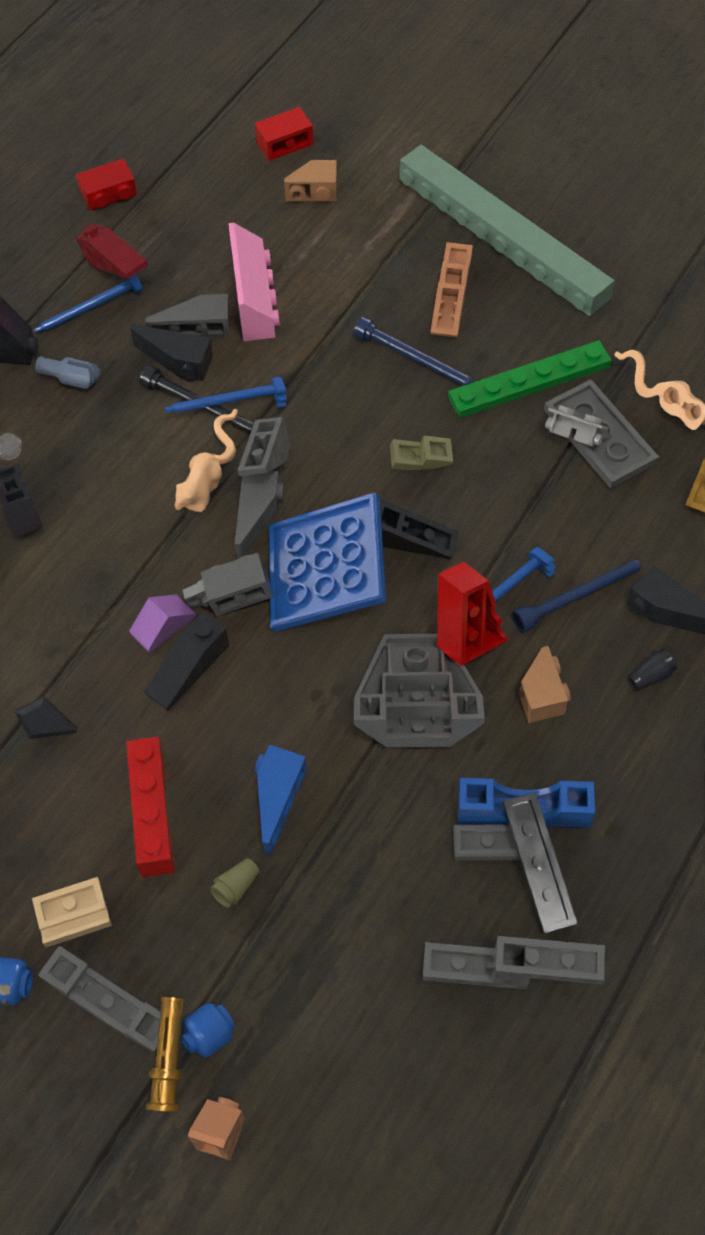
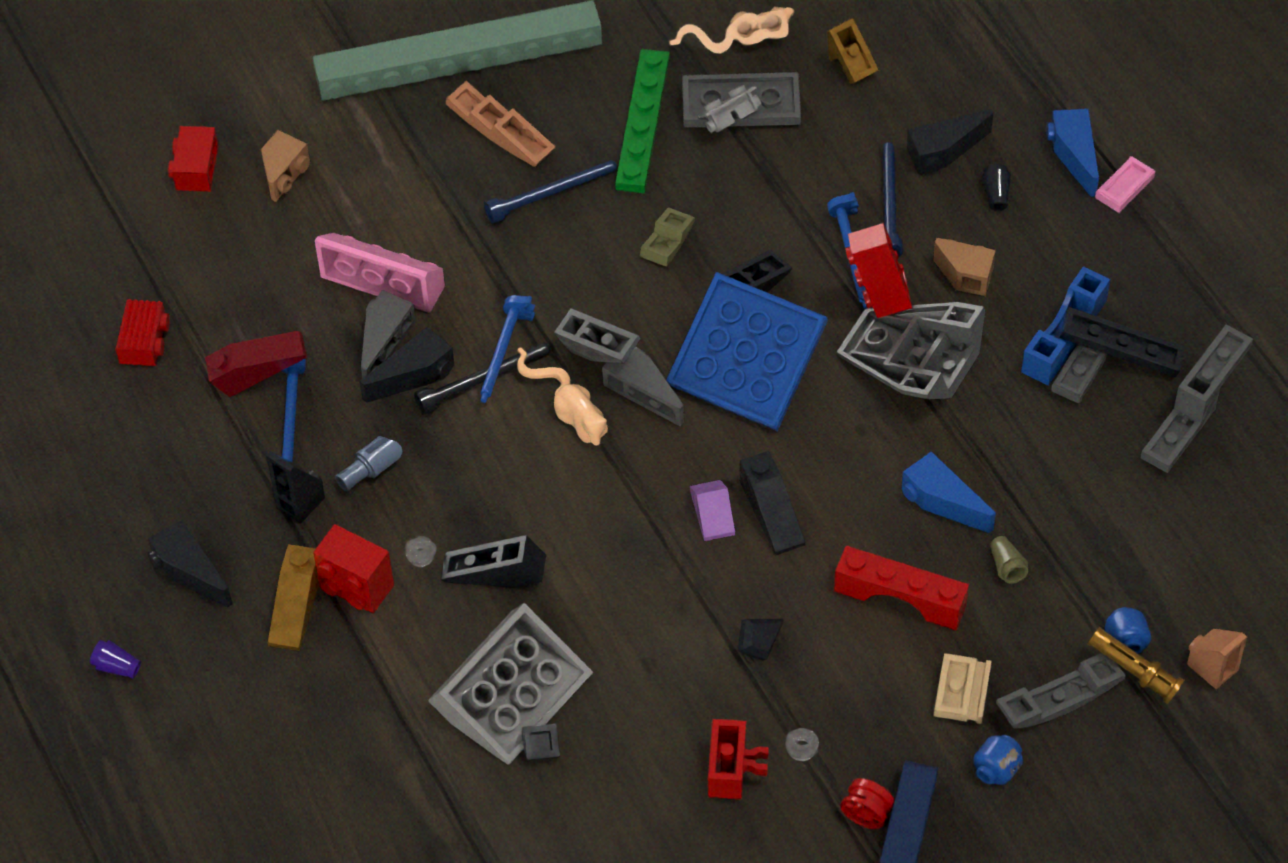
camera: 60 degrees left, 5 degrees down
(231, 585) = (718, 433): dark grey hinge -> none

